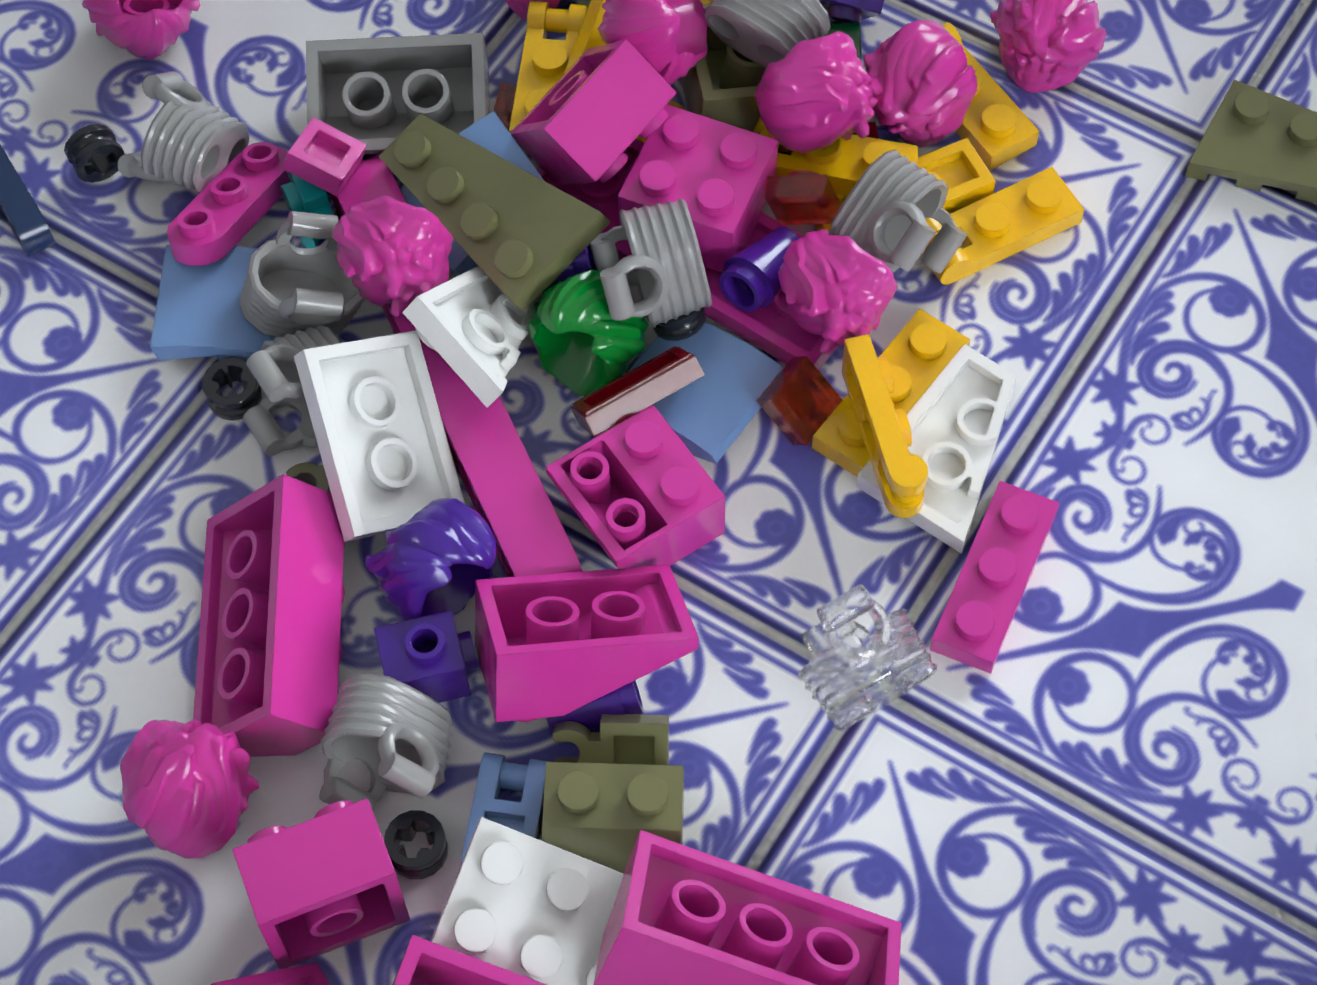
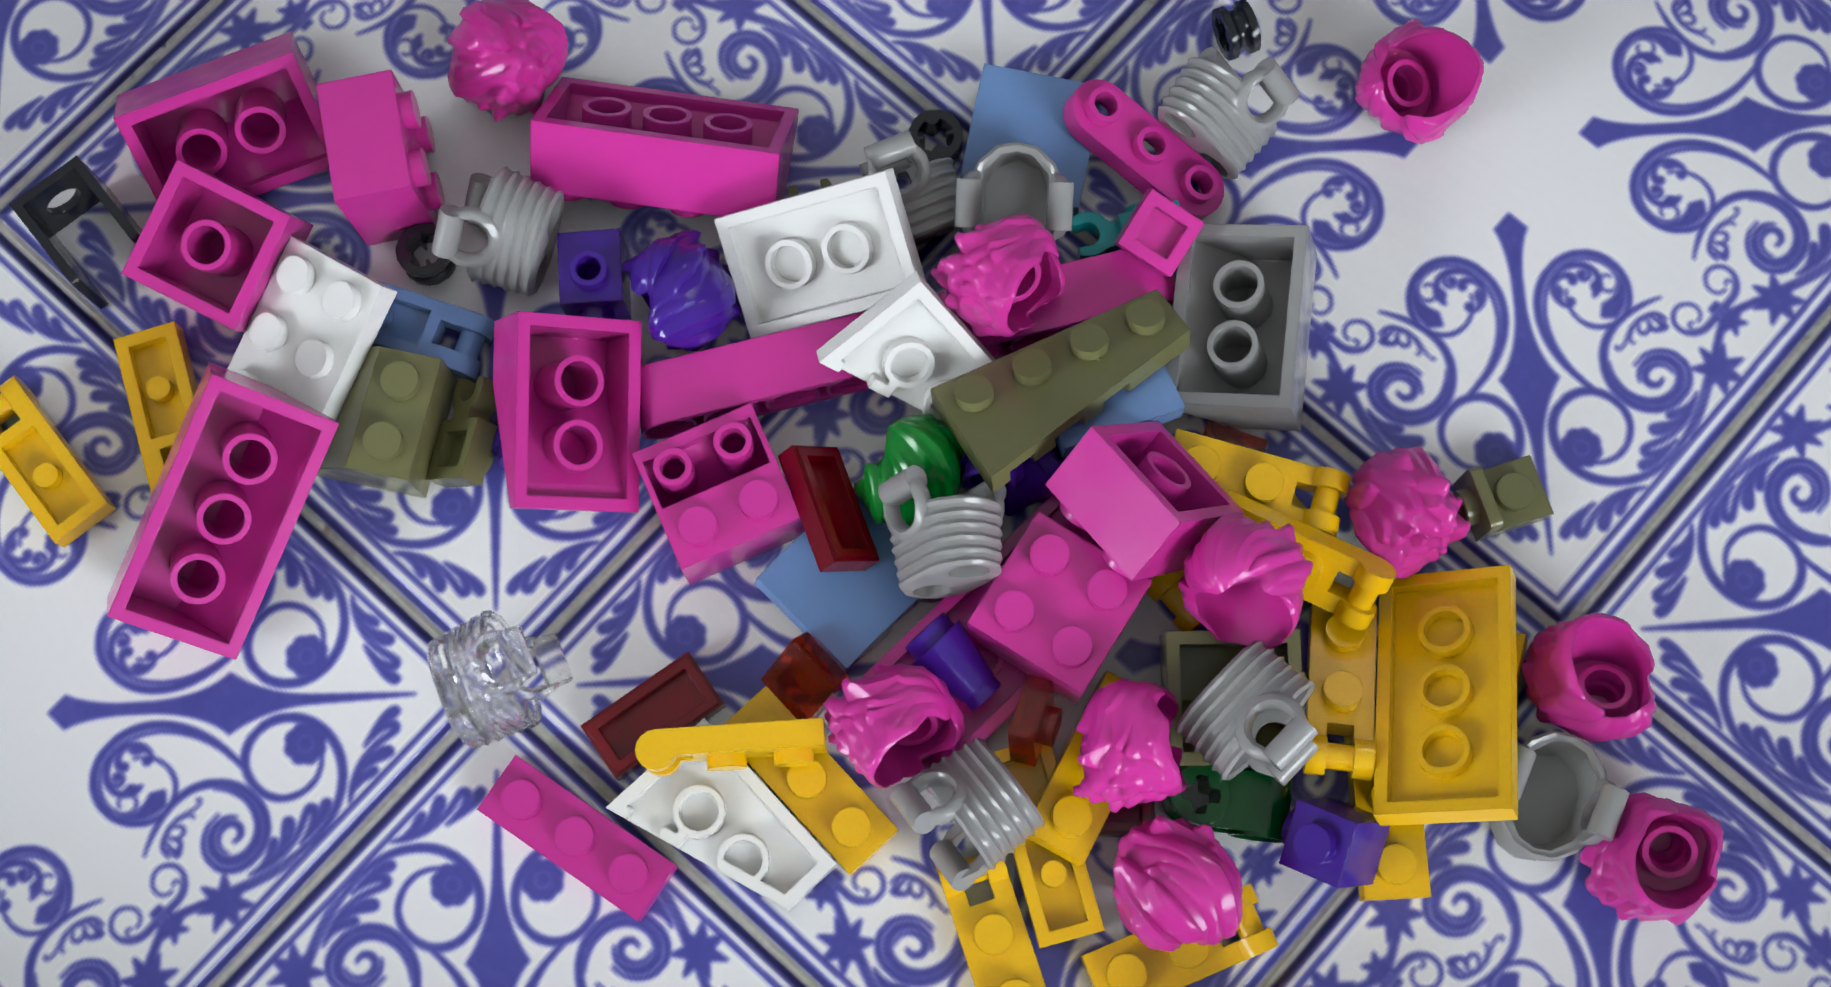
camera: 100 degrees right, 15 degrees up
(862, 533) = (668, 699): none -> dark red tile

